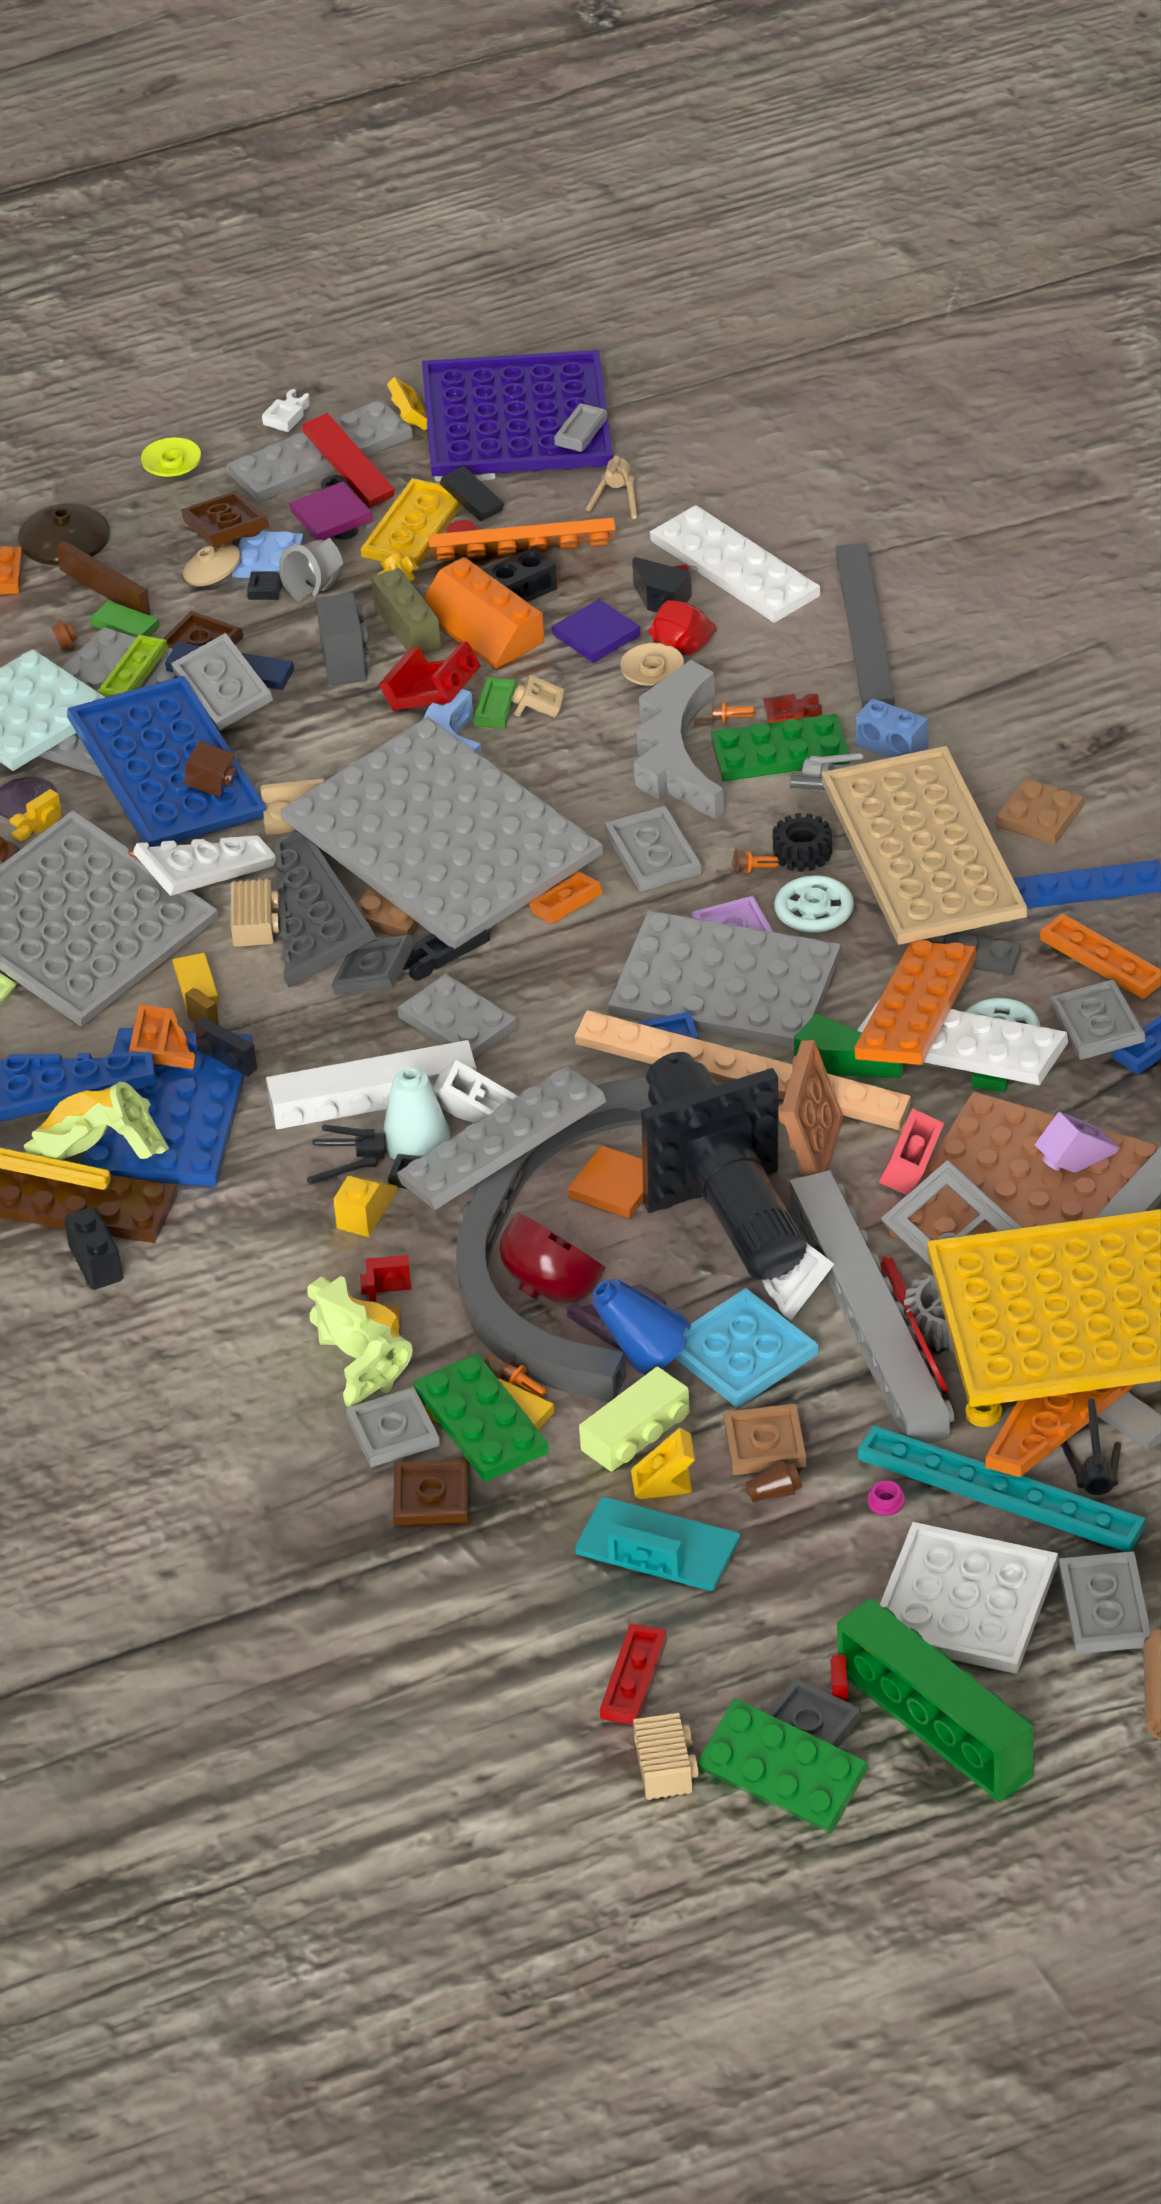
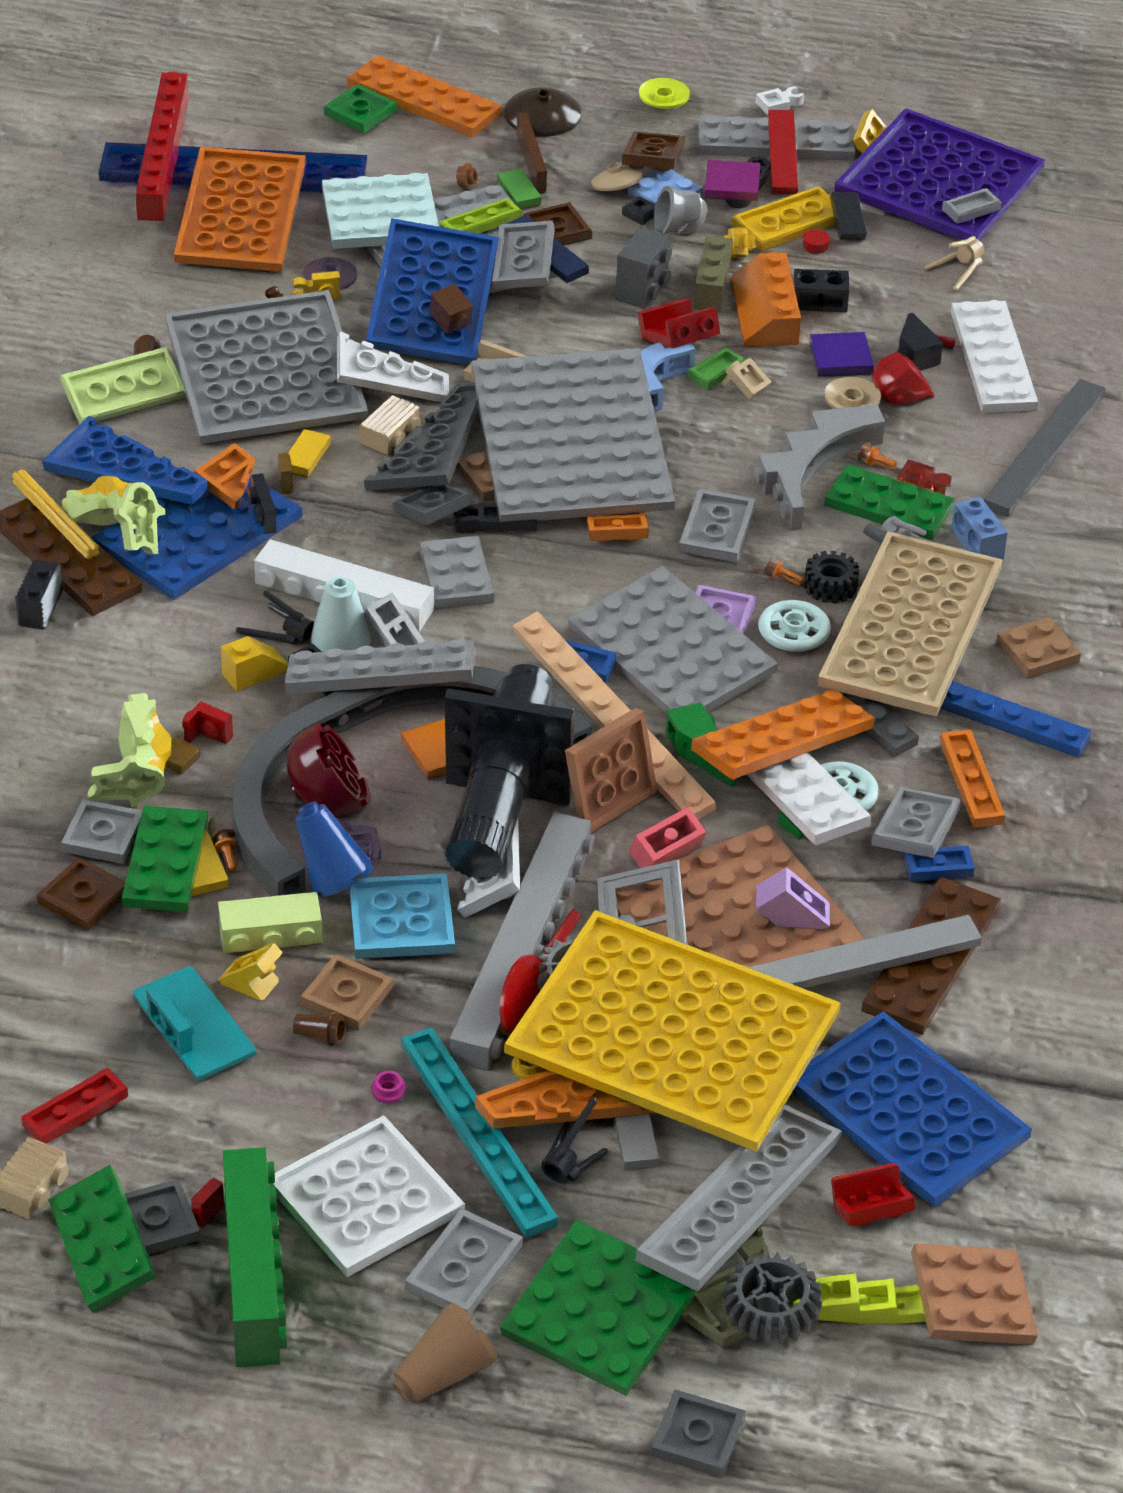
camera: 30 degrees right, 0 degrees up
(508, 540) = (840, 259): orange plate -> none

